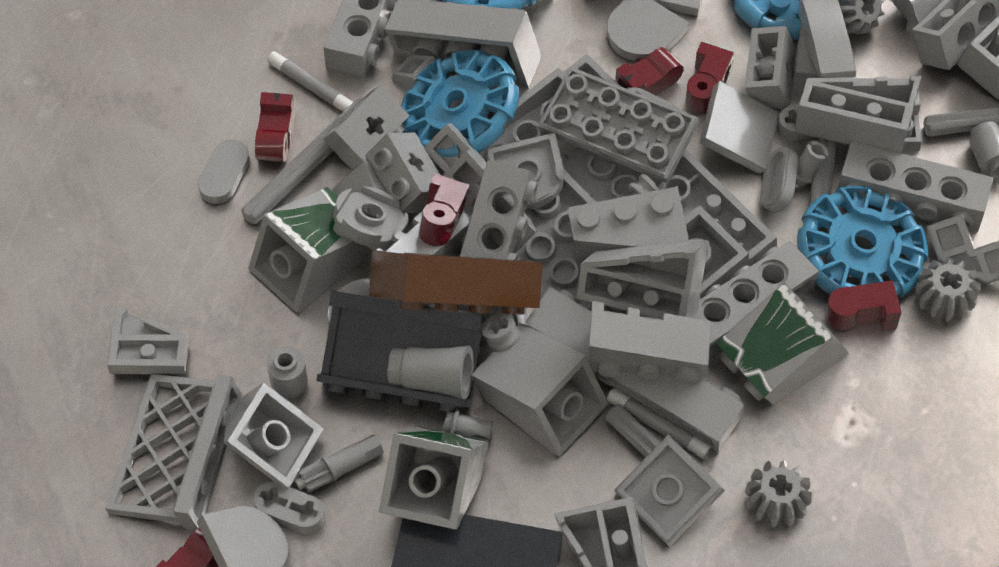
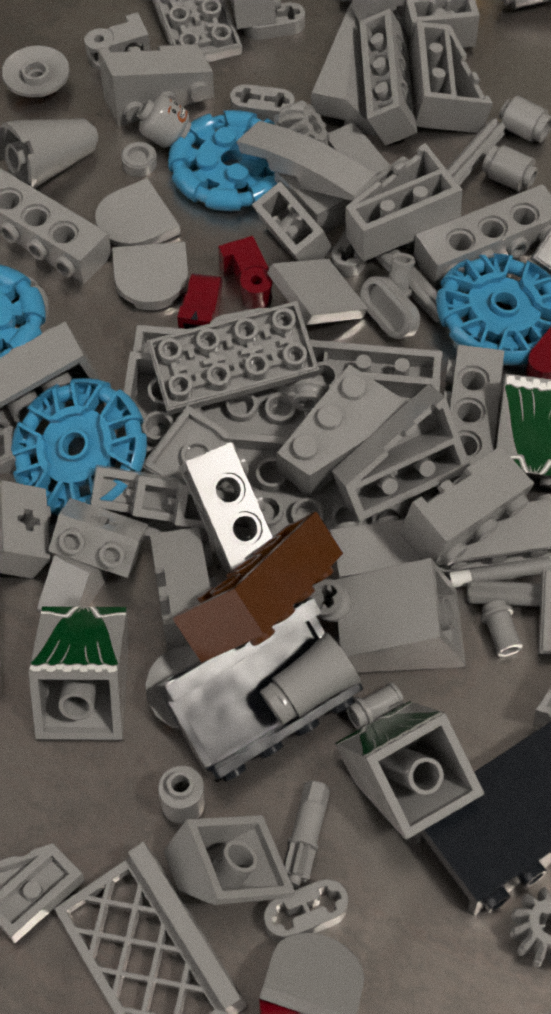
camera: 45 degrees left, 0 degrees up
(353, 223) = (134, 604): light grey plate -> none
(442, 210) = (179, 538): leg -> none
(604, 456) = (501, 627): none -> light grey pin
(889, 50) = (356, 145): none -> light grey tile

